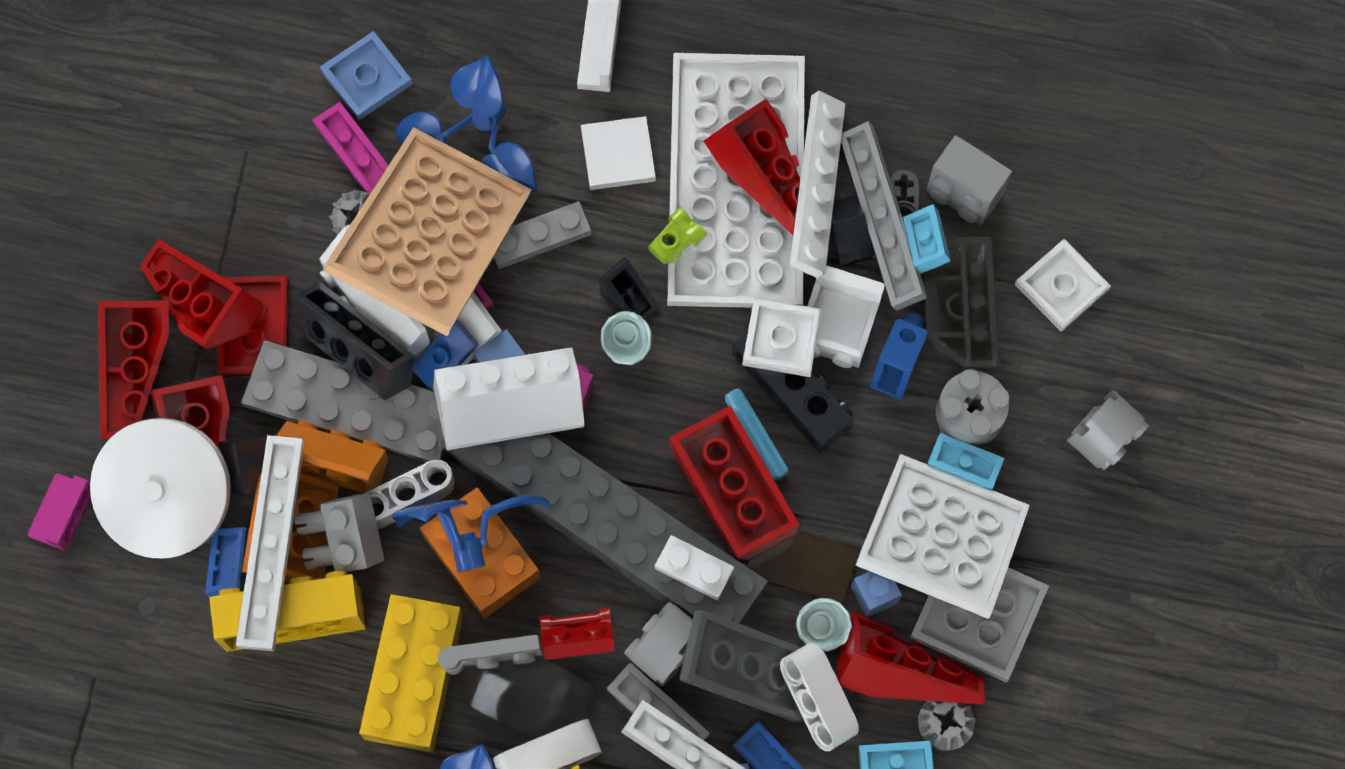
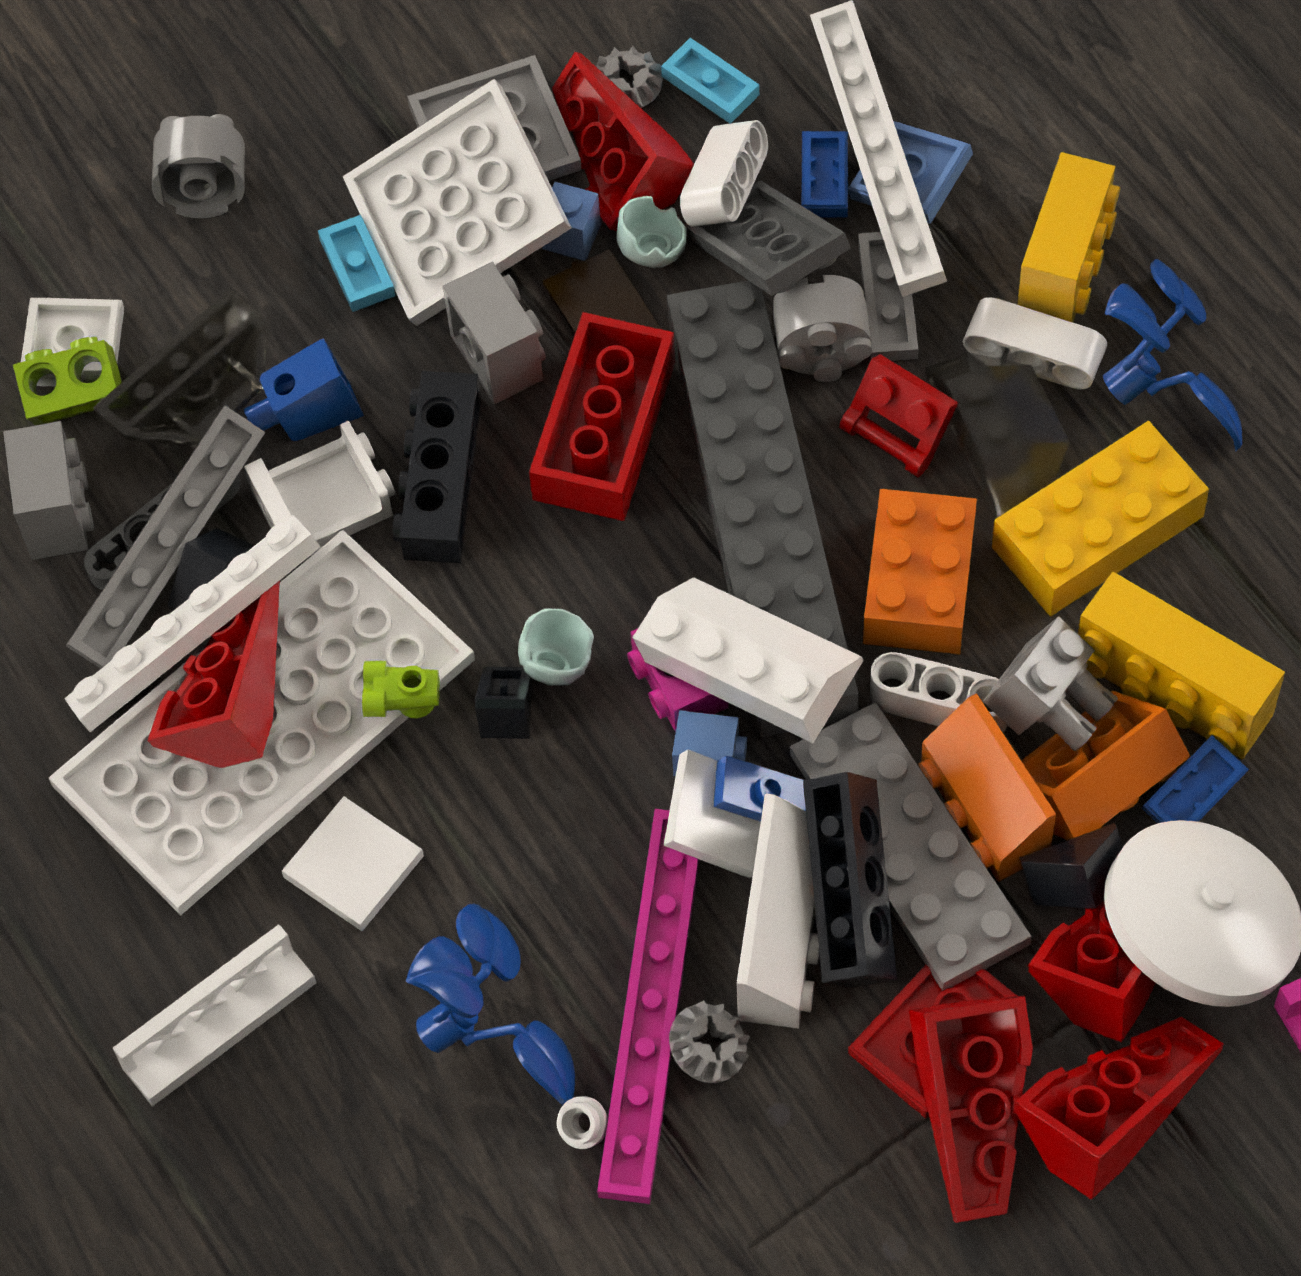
camera: 130 degrees left, 10 degrees down
(270, 543) = (1139, 703): white plate -> none
(366, 75) = (535, 1203): medium blue plate -> none
(380, 127) = (569, 1126): none -> white plate
(428, 231) = (652, 911): light nougat plate -> none
(466, 547) = (939, 543): blue plant -> none
(489, 653) = (1009, 431): light grey plate -> none
(542, 234) = (530, 851): light grey plate -> none
(694, 567) = (727, 351): white plate -> none
(757, 434) = (517, 478): medium azure axle -> none
(782, 337) = (403, 498): white tile -> none
(839, 477) = (494, 331): none -> light grey brick
(926, 239) = (155, 464): medium azure plate -> none
(974, 390) = (297, 293): light grey brick -> none
(1025, 248) = (70, 393): none -> lime brick

